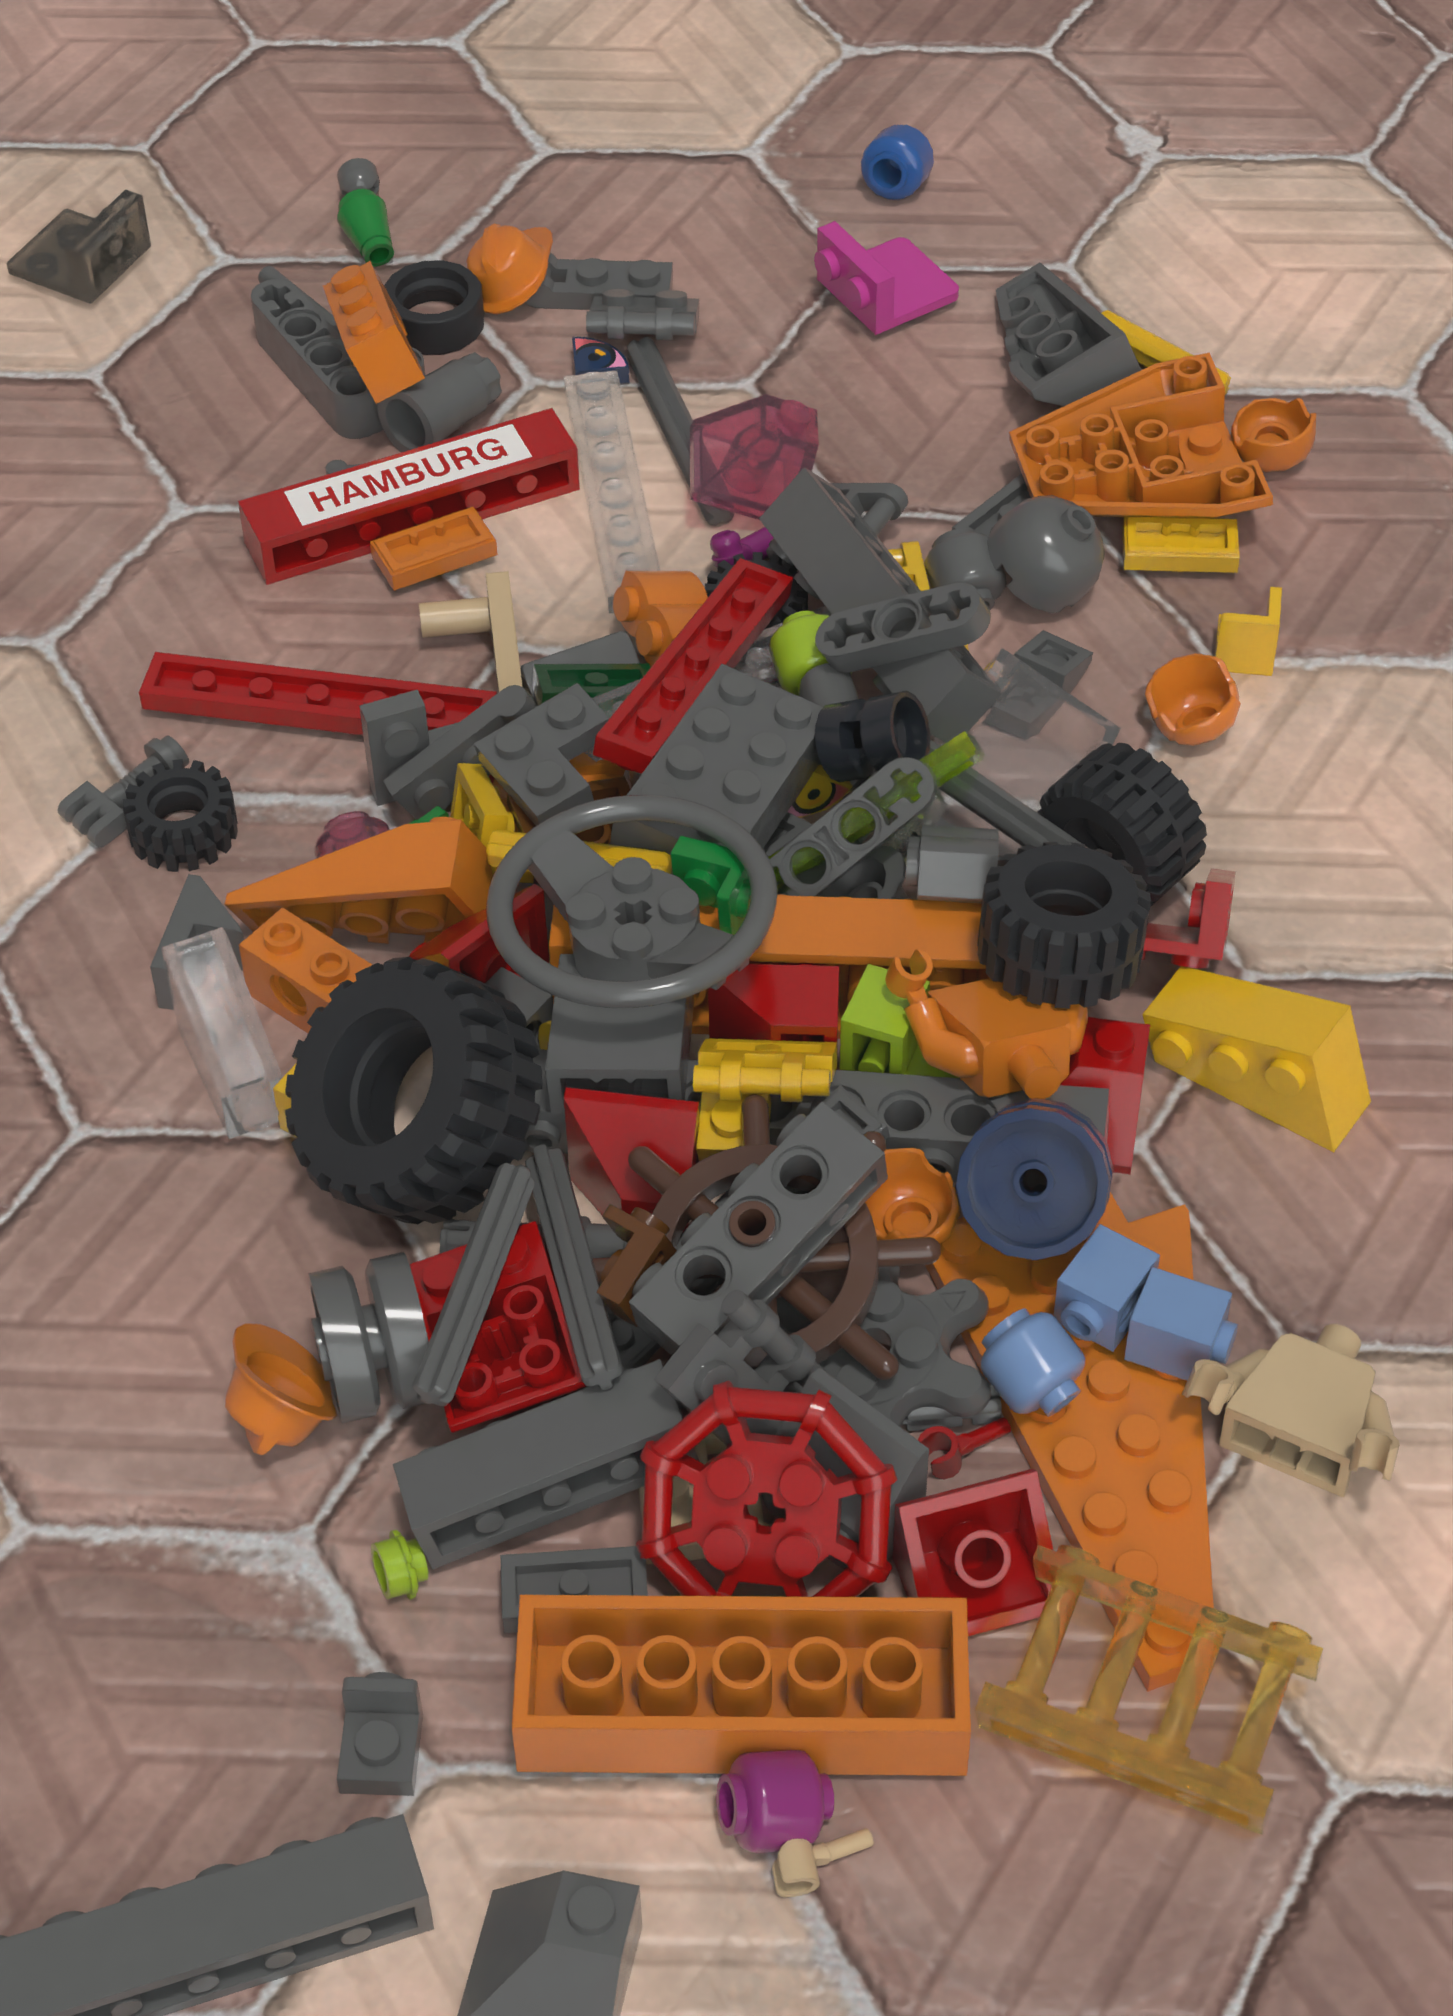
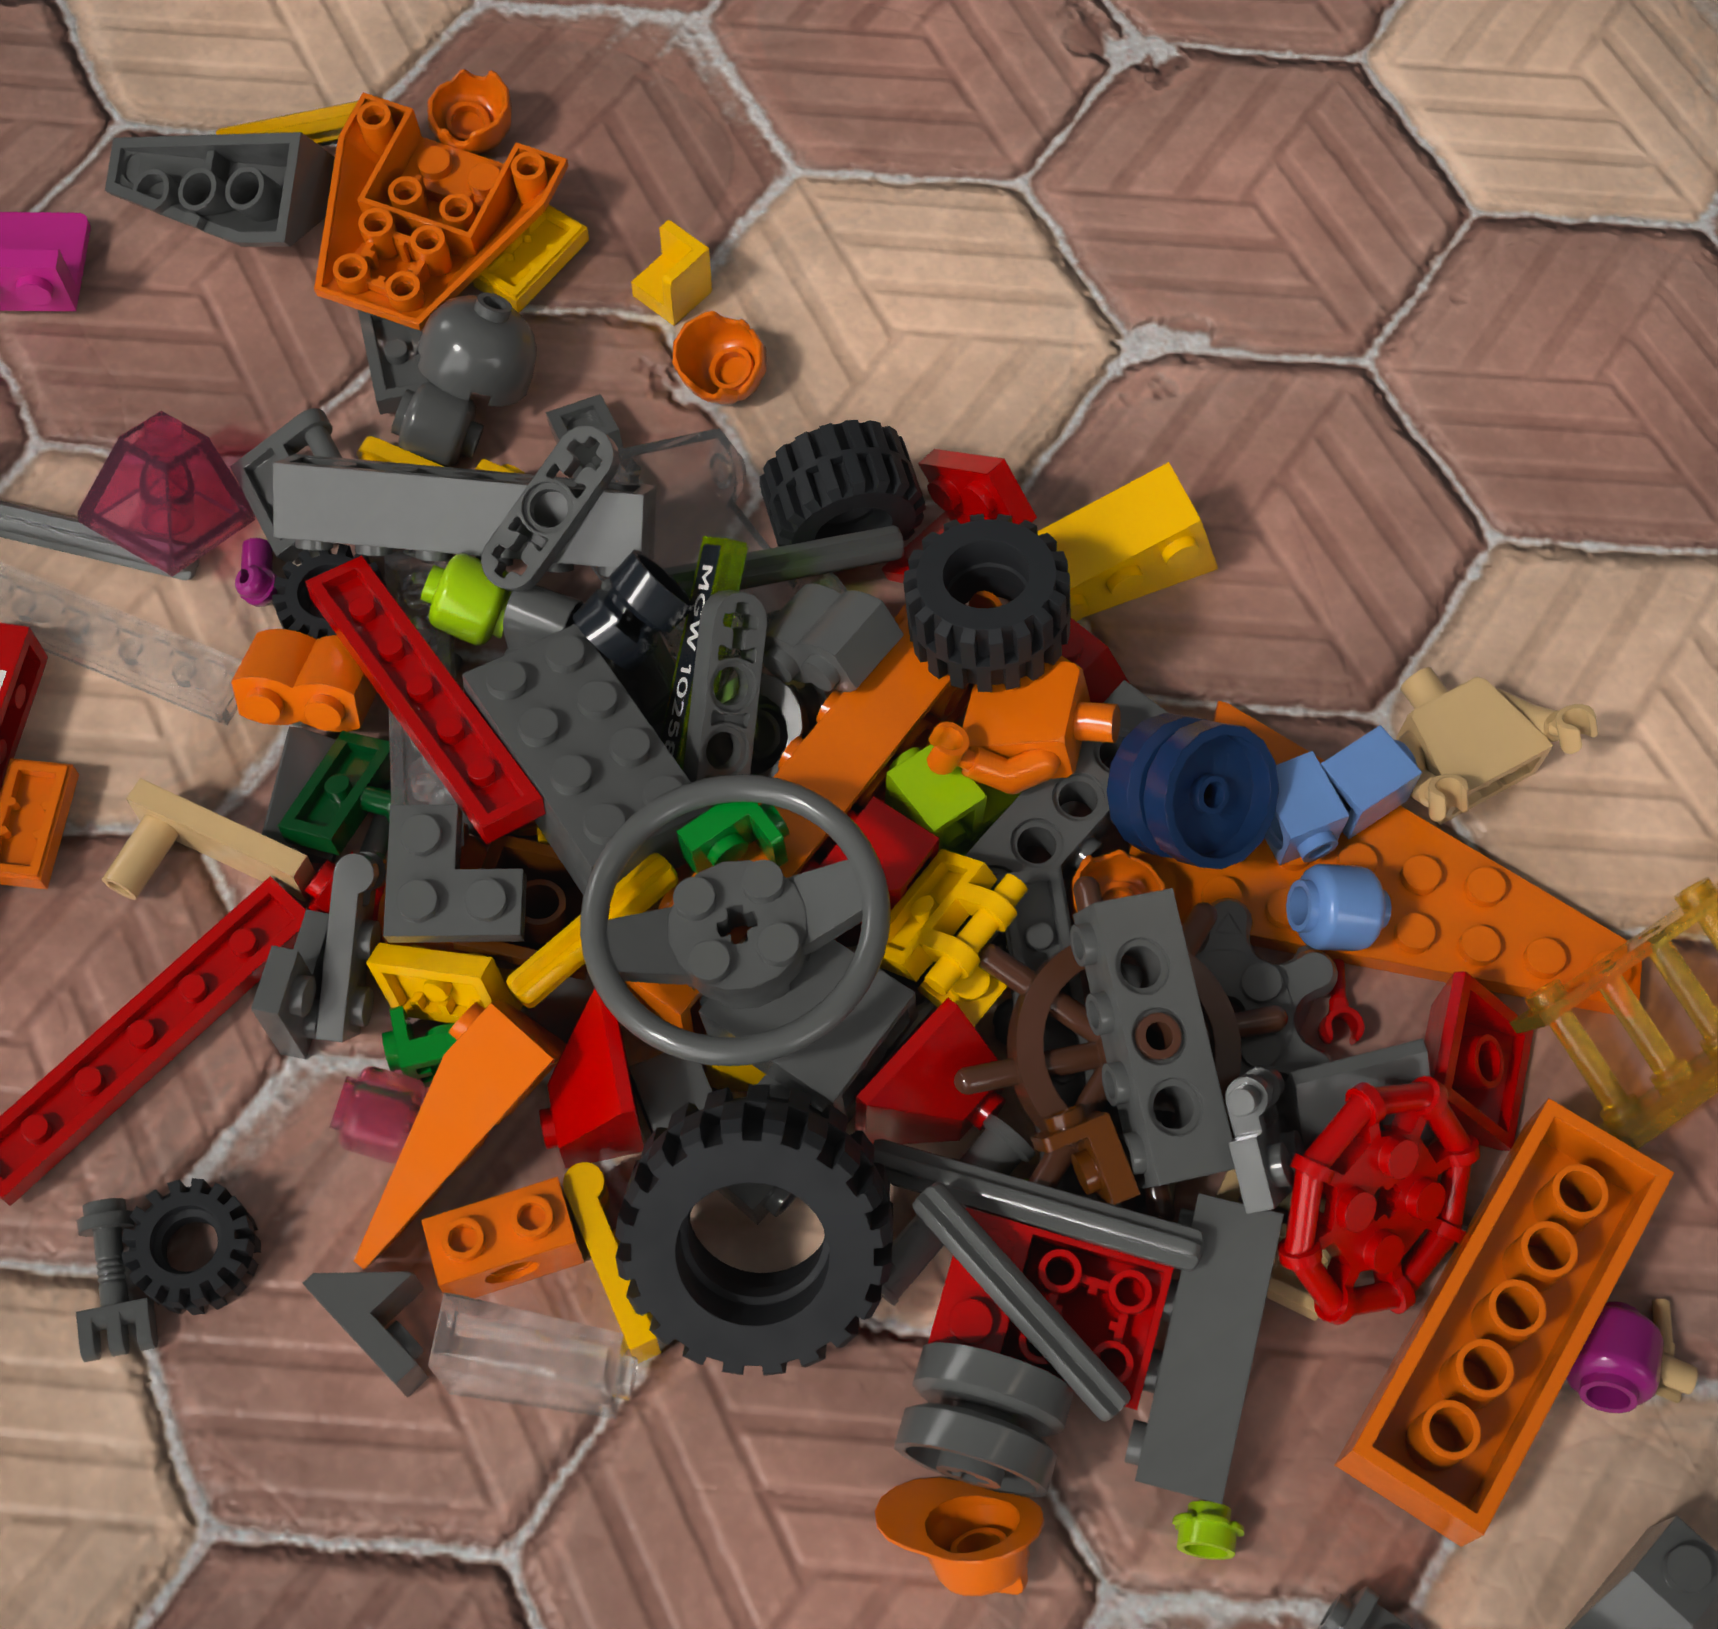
camera: 60 degrees left, 15 degrees up
(569, 1573) = (1317, 1396): dark grey plate -> none

